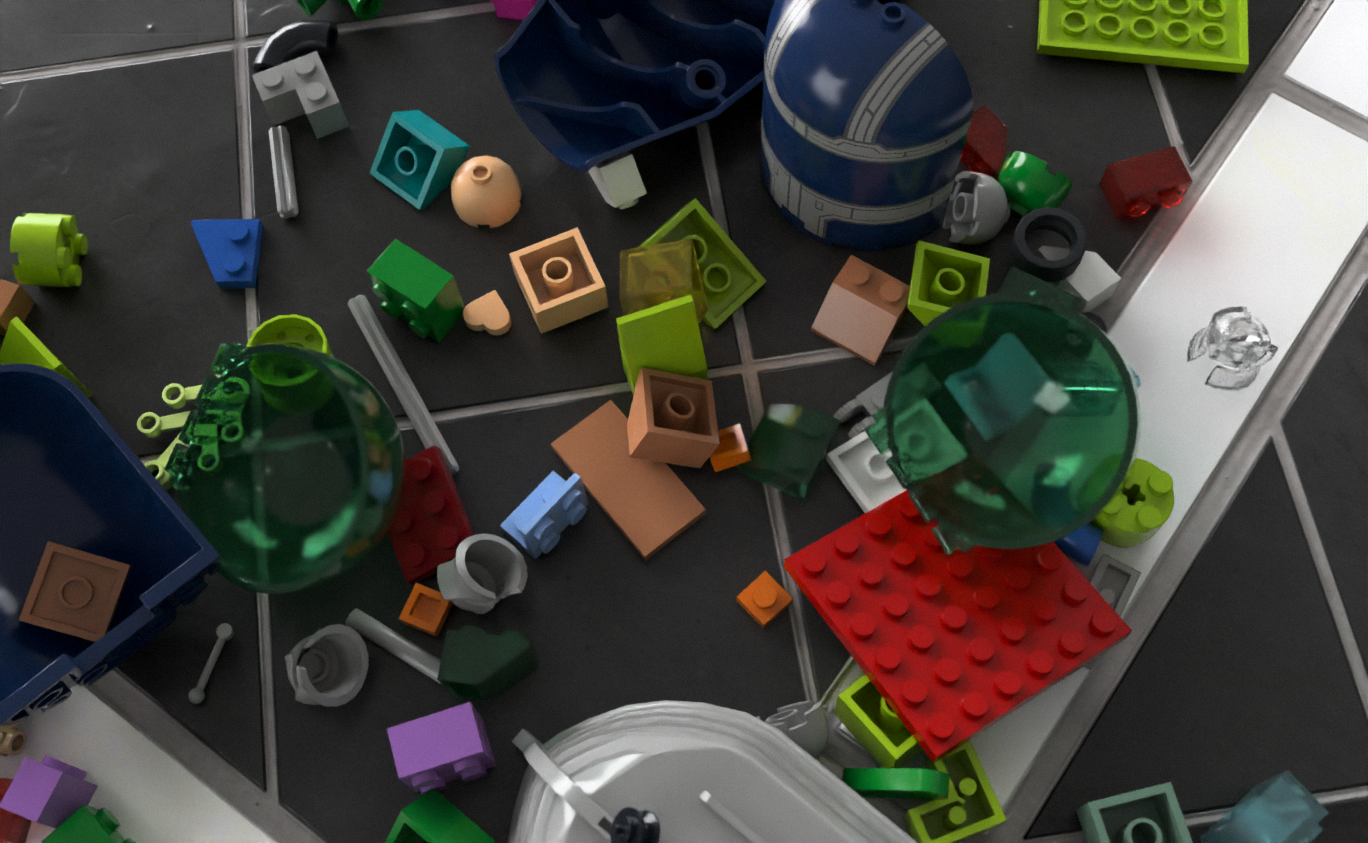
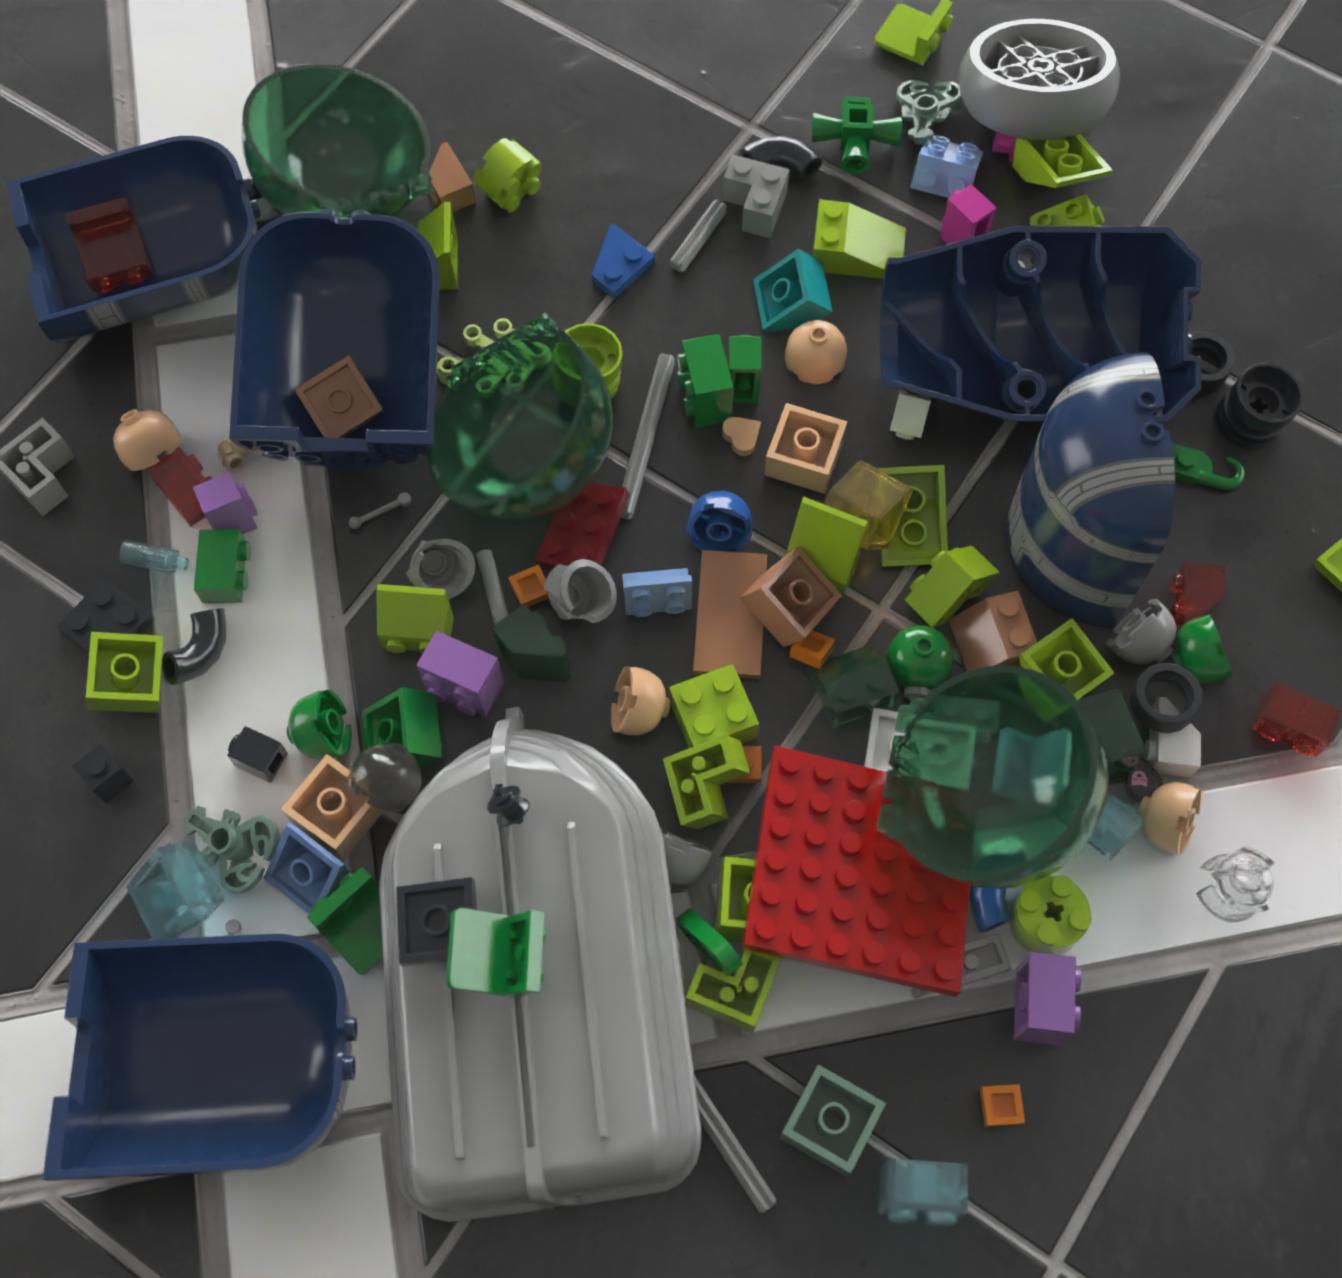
camera: 40 degrees right, 0 degrees up
(344, 737) = (411, 616): none -> lime slope
(431, 71) = (855, 240): none -> lime slope
(442, 246) = (745, 367): none -> green brick
(546, 405) = (720, 522): none -> blue cylinder
(627, 627) = (639, 703): none -> light nougat cylinder
(698, 577) = (713, 707): none -> lime brick
(742, 649) = (697, 776): none -> lime brick
(791, 291) = (949, 583): none -> lime brick
(821, 378) = (920, 657): none -> green cylinder
(1137, 335) = (1170, 815): none -> light nougat cylinder
(1196, 572) = (1046, 998): none -> medium lavender brick
(1242, 693) = (1002, 1105): none -> orange plate

